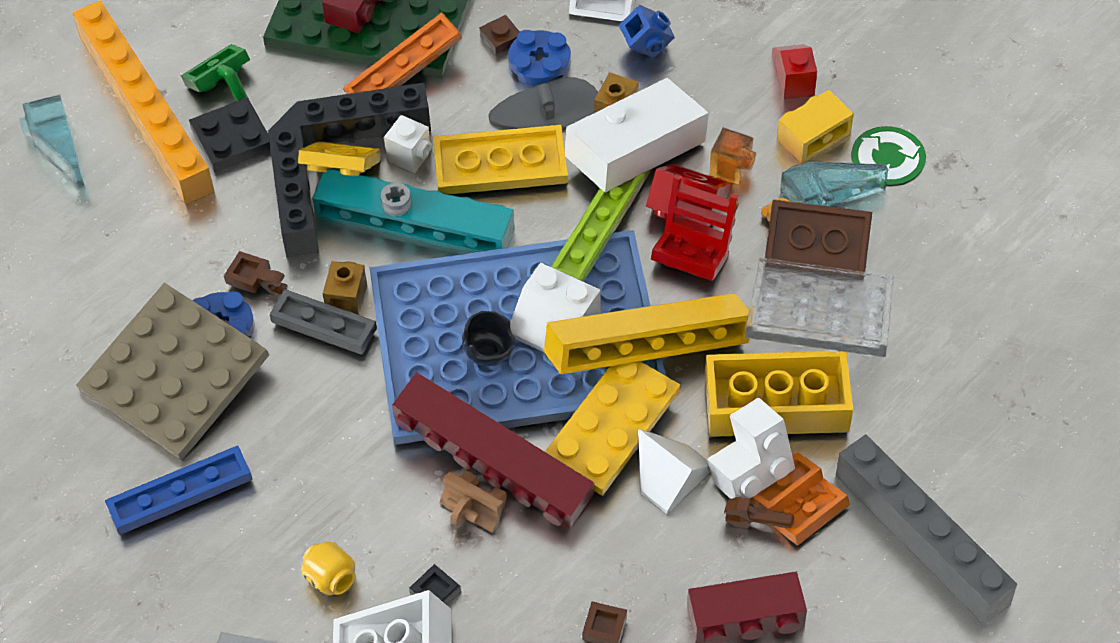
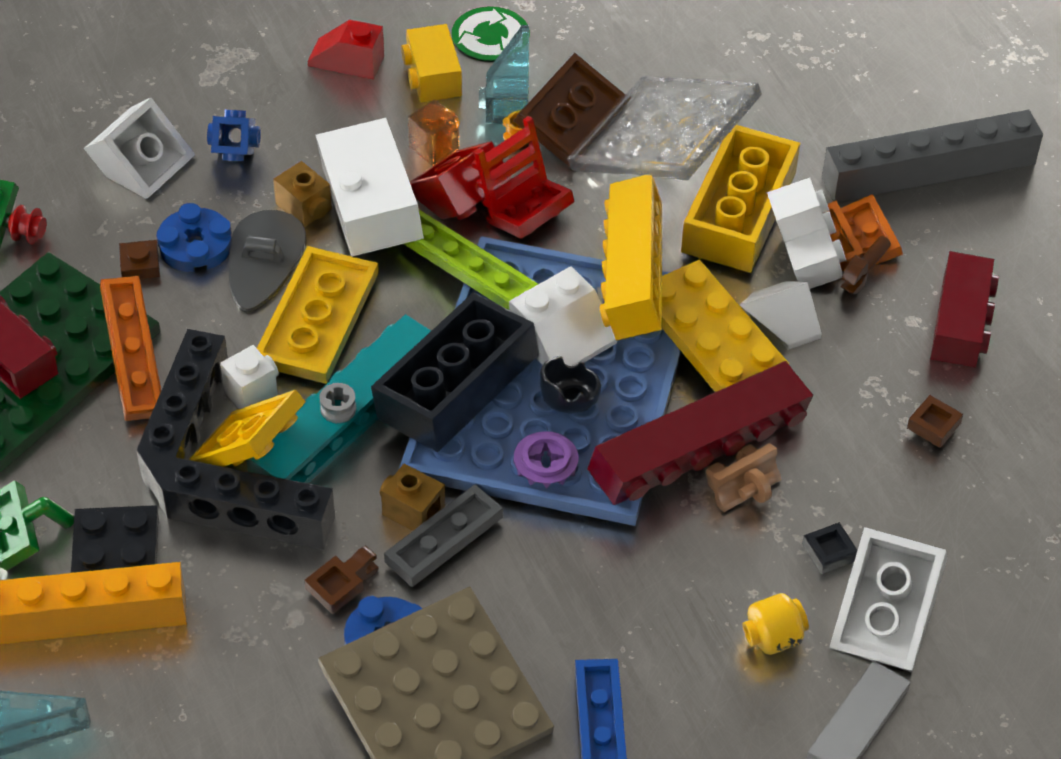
camera: 70 degrees left, 5 degrees down
(420, 342) = (562, 457): none -> medium lavender gear
(461, 259) = (454, 371): none -> black brick

